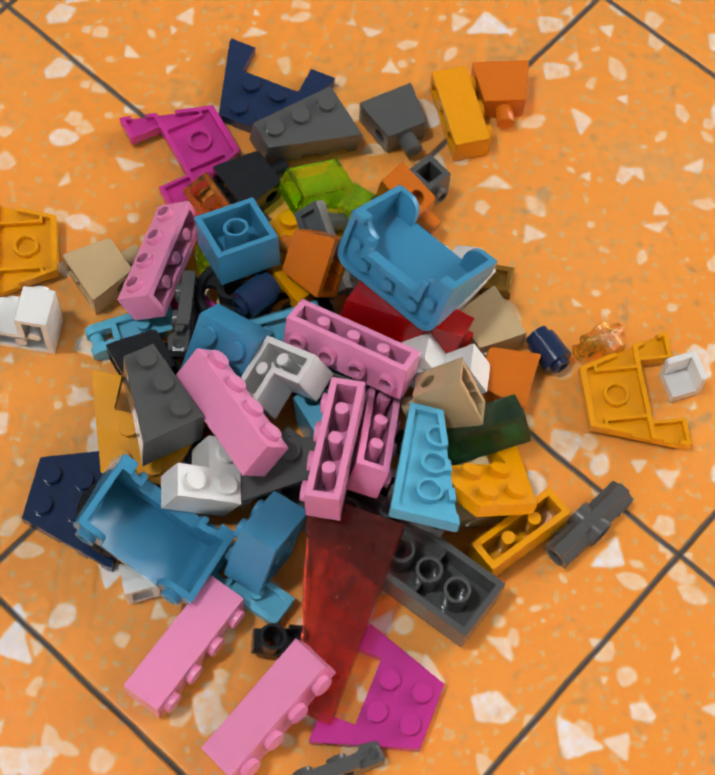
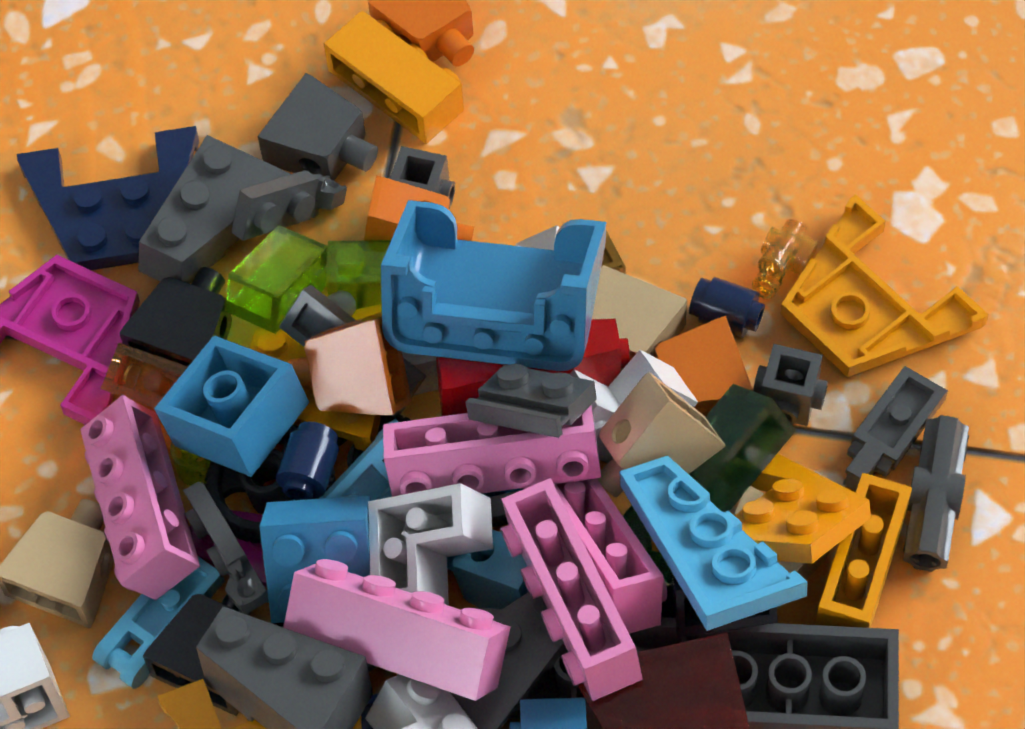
camera: 25 degrees left, 5 degrees down
(348, 148) = (284, 202): none -> dark grey hinge
(386, 334) = (531, 400): none -> dark grey plate
(550, 415) = (793, 382): none -> dark grey brick
(593, 472) = (893, 425): none -> dark grey hinge
(683, 376) = (915, 237): white panel -> none

